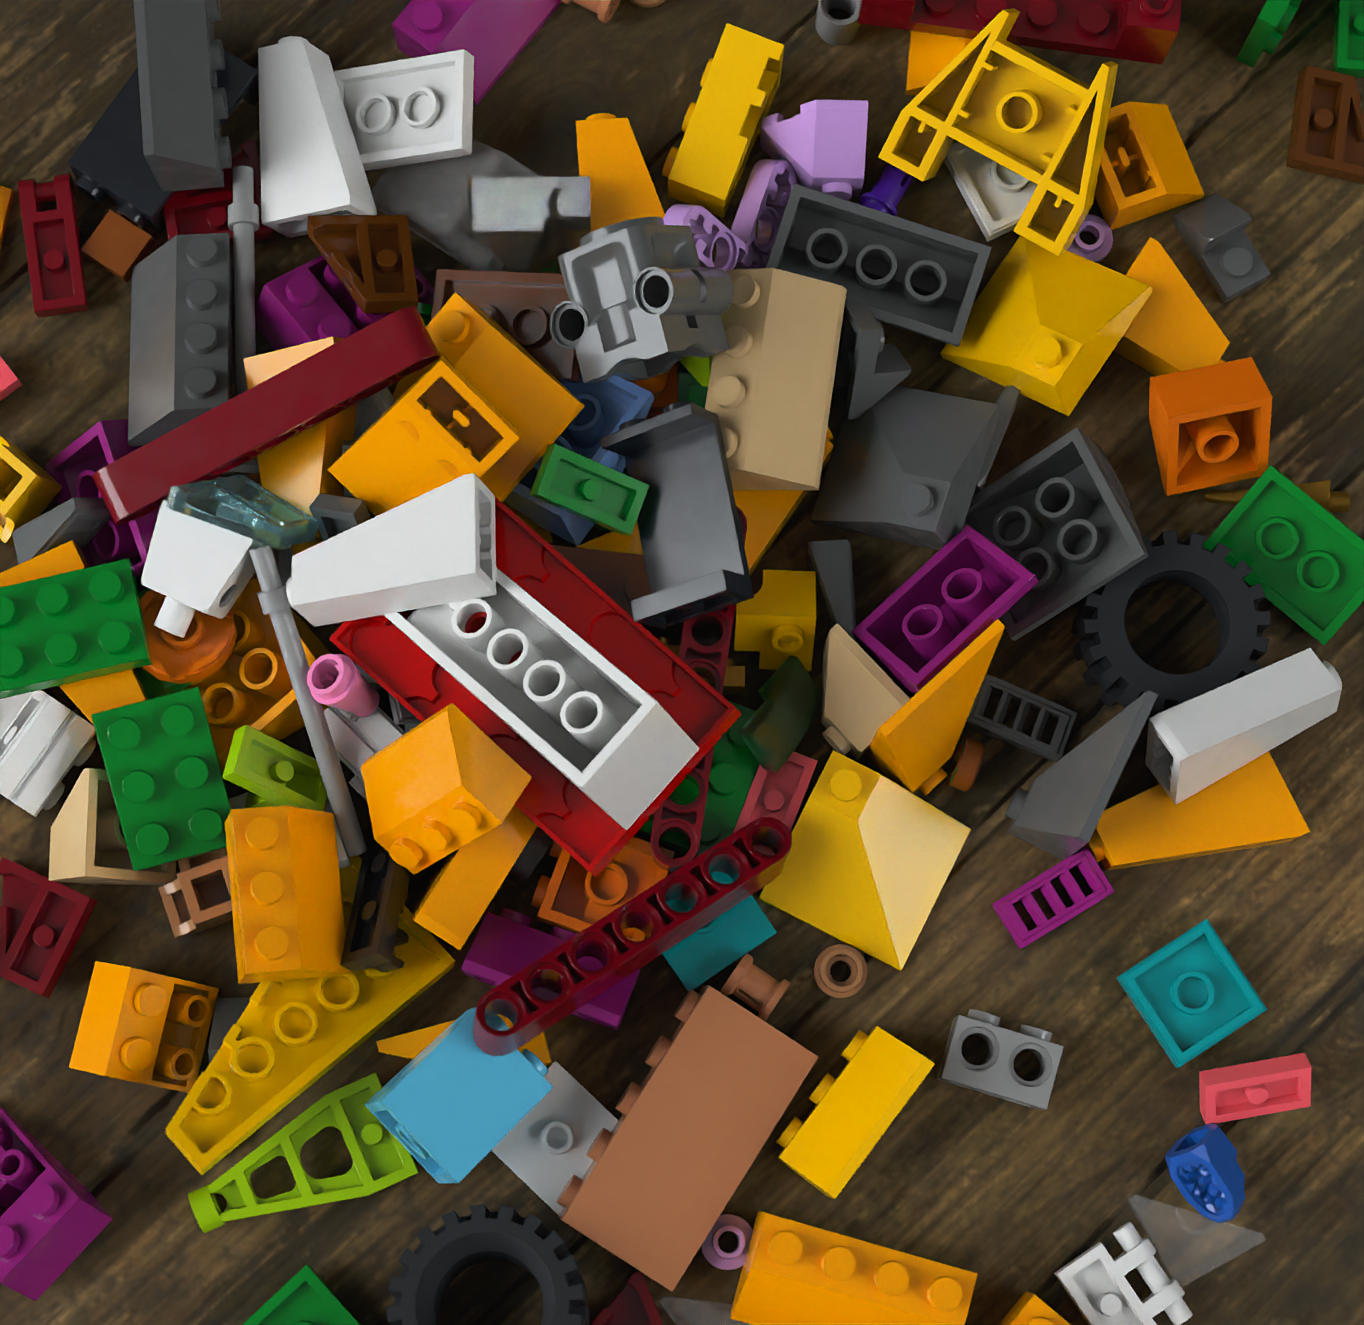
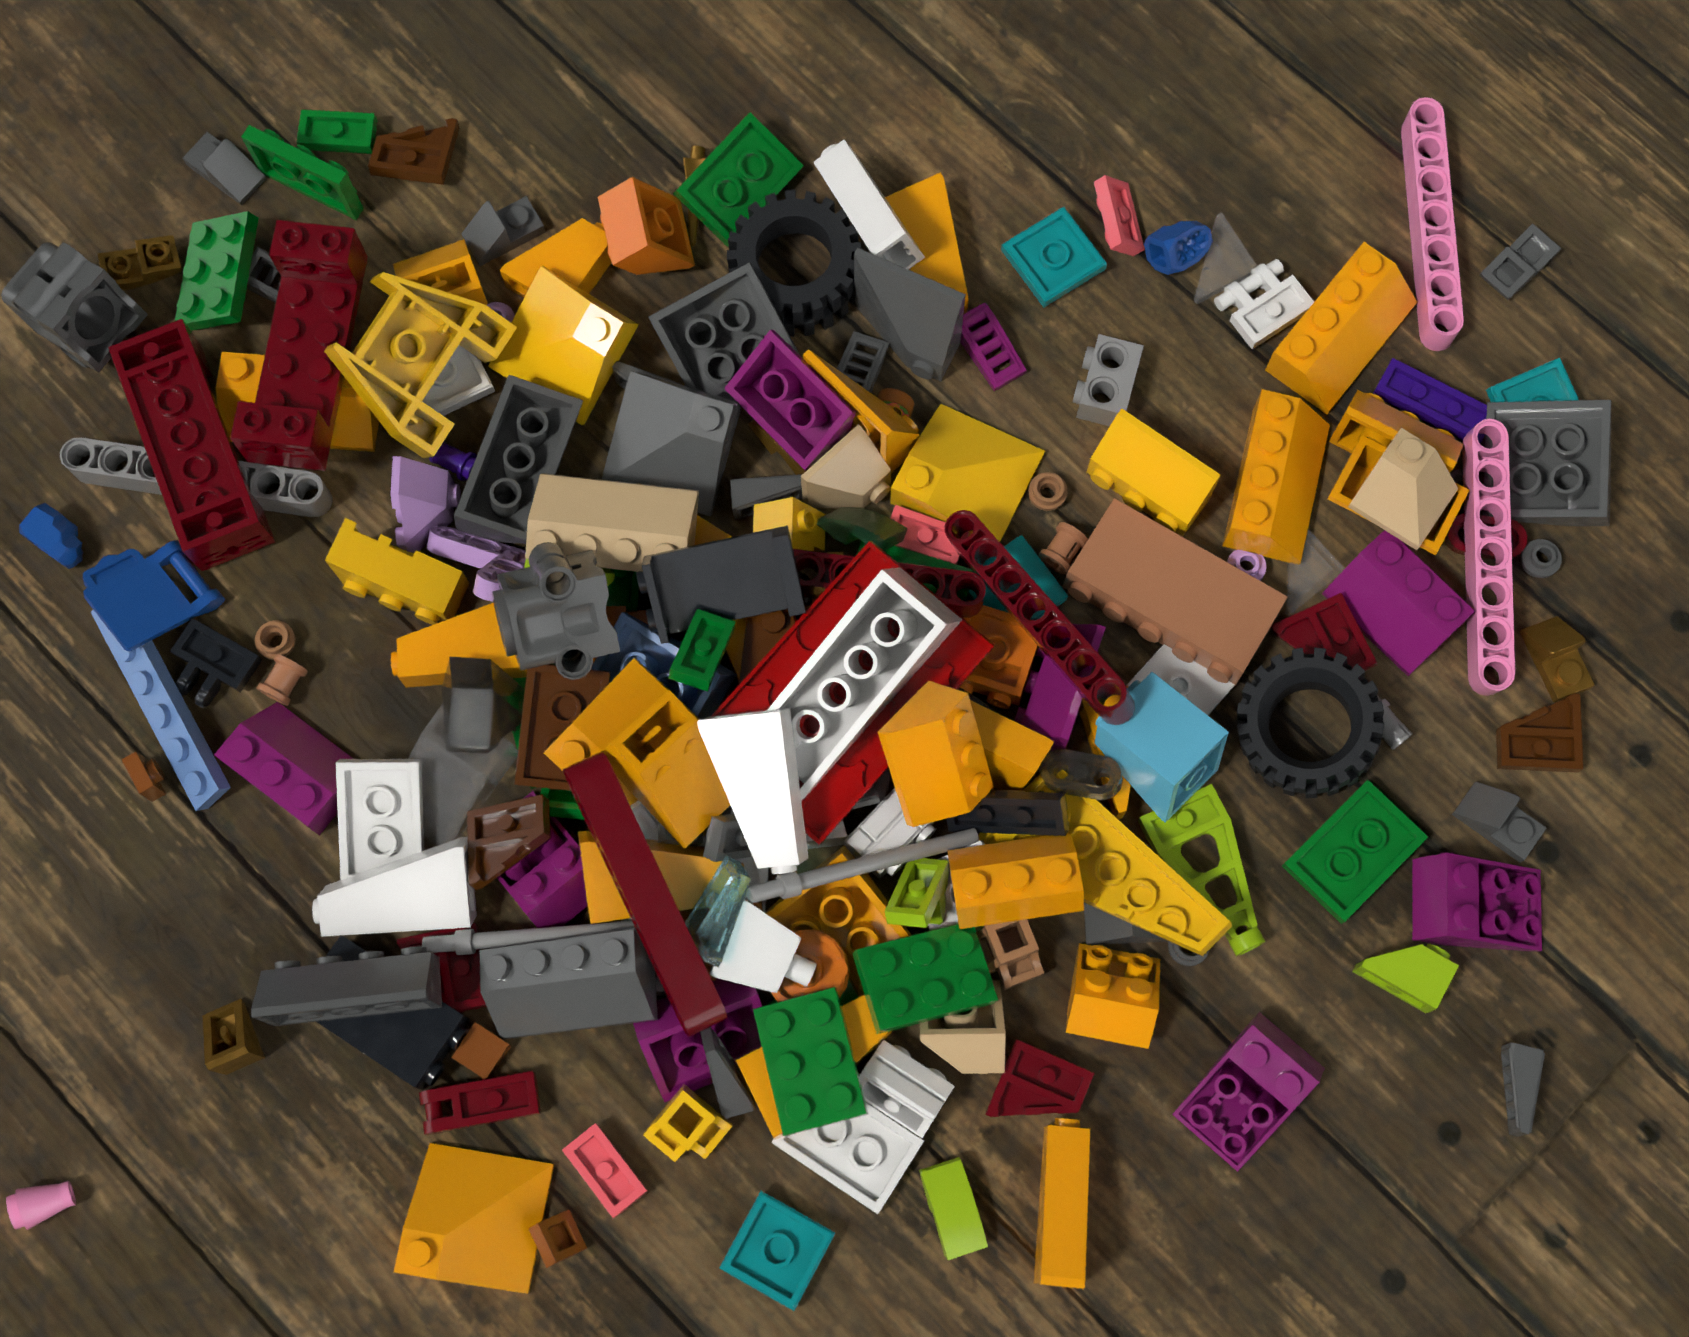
camera: 85 degrees left, 5 degrees down
(340, 684) = (852, 838): bright pink cone -> none
(423, 992) = (1083, 773): none -> clear smoke plate
(864, 363) = (593, 461): dark grey slope -> none

